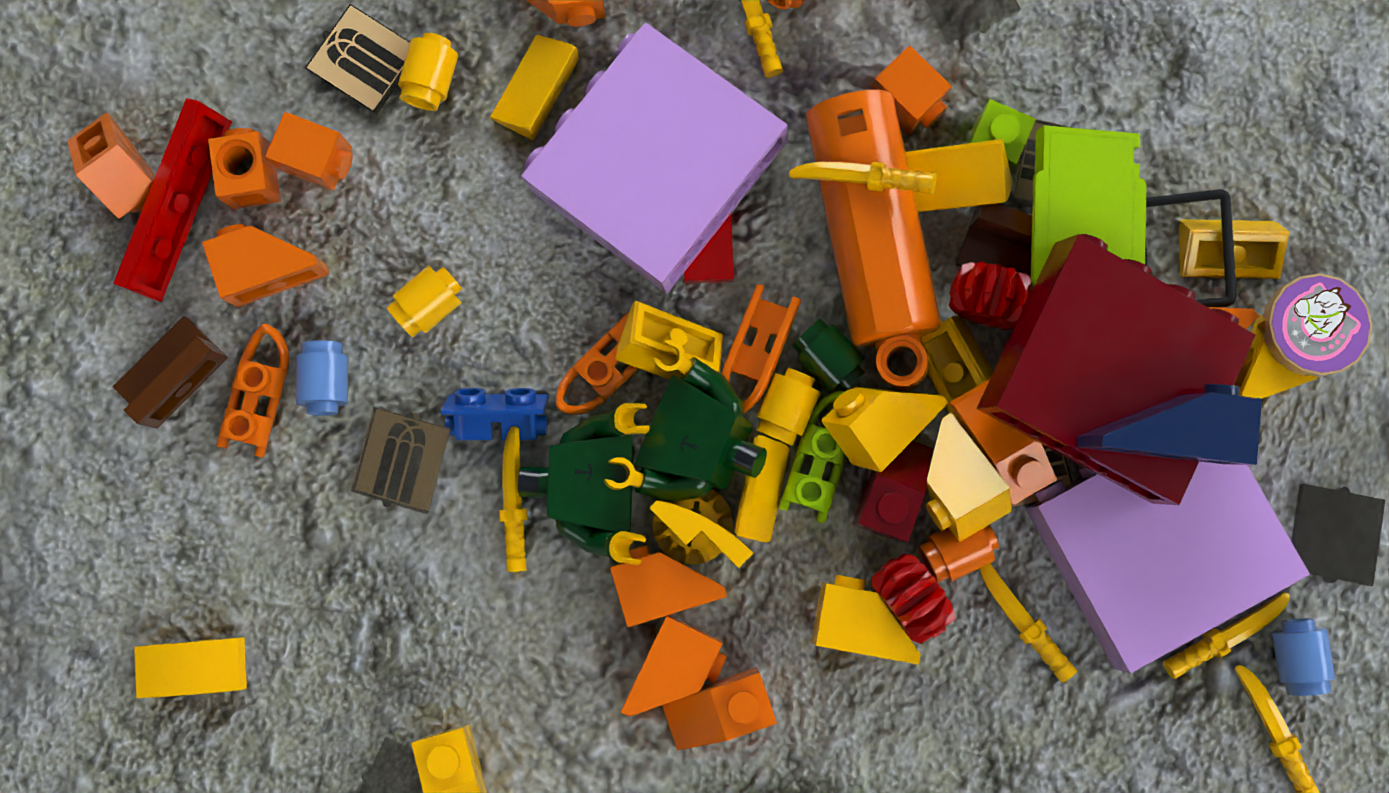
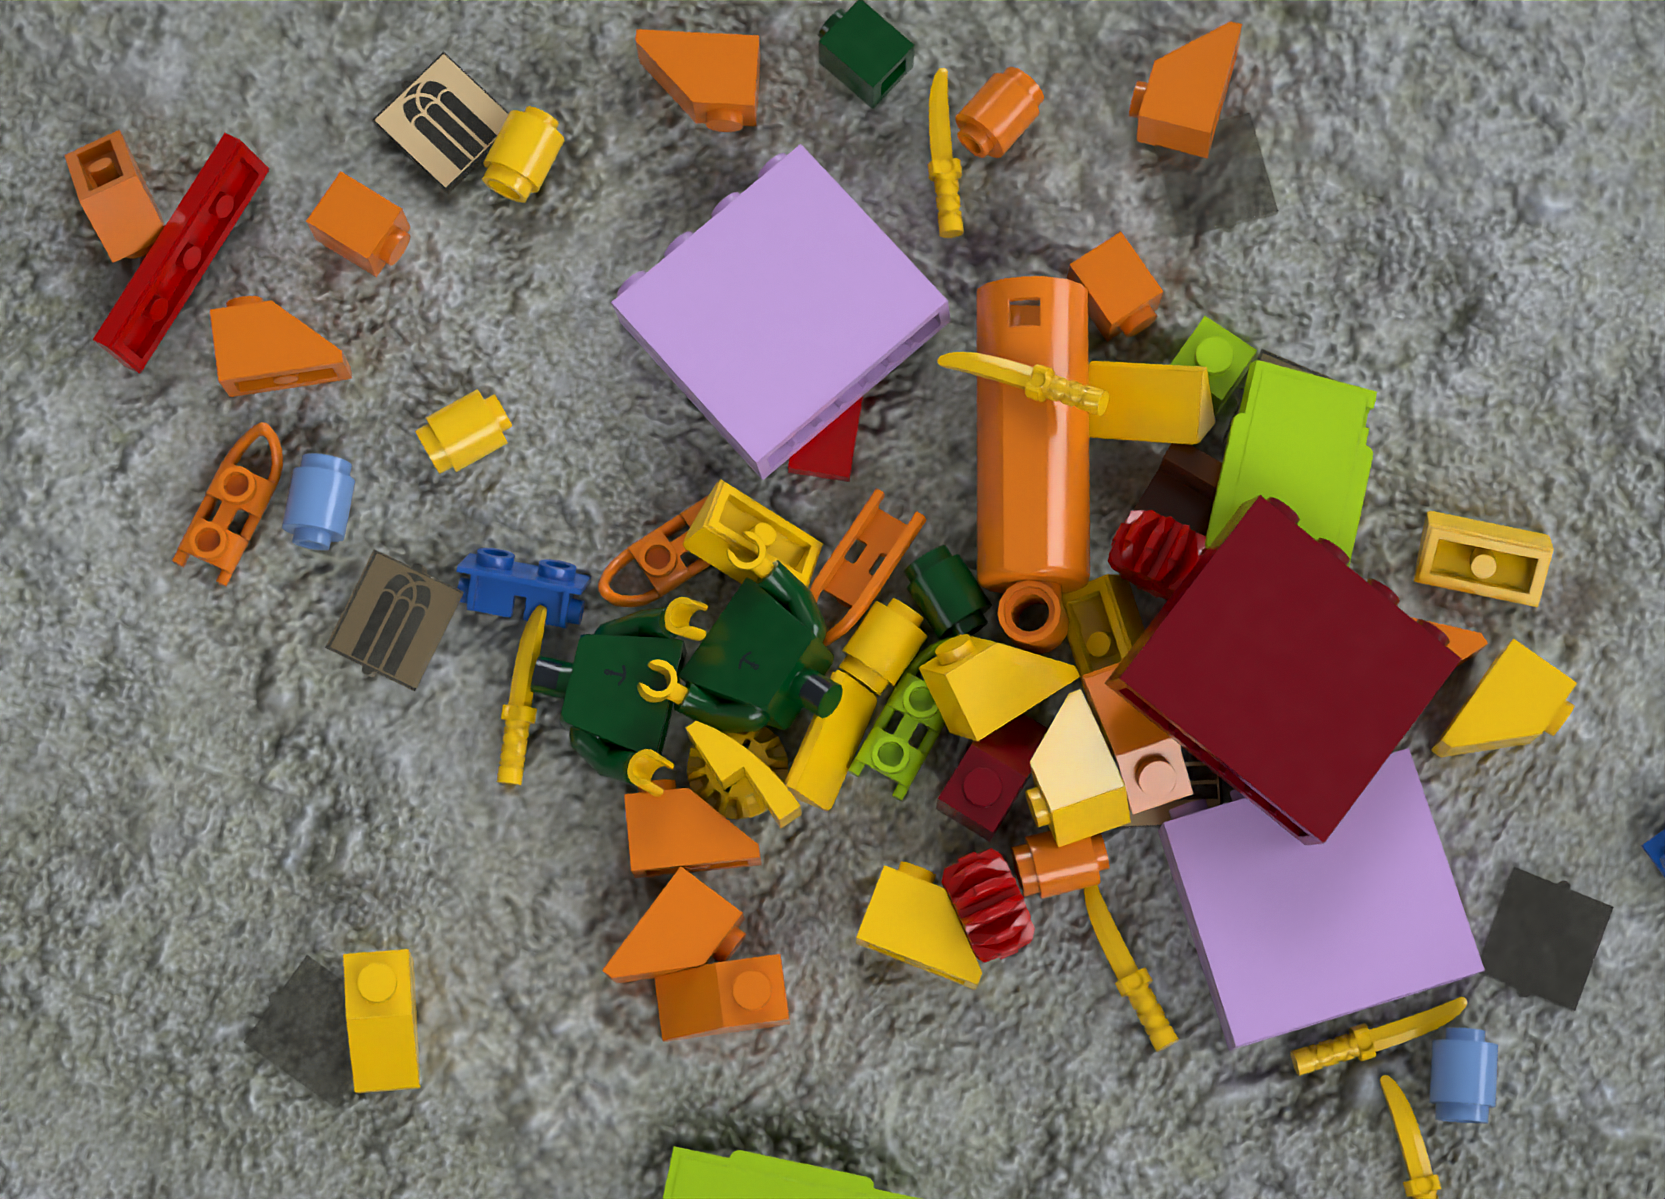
camera: 15 degrees right, 5 degrees down
(169, 373) = (133, 461): reddish brown panel -> none
(190, 667) = (89, 821): yellow slope -> none
(255, 186) = (281, 255): orange brick -> none
(535, 86) = (652, 195): yellow slope -> none
(1191, 427) = (1358, 751): dark blue slope -> none
(1227, 237) = (1471, 540): black piece -> none
(1317, 325) = (1552, 667): tile -> none

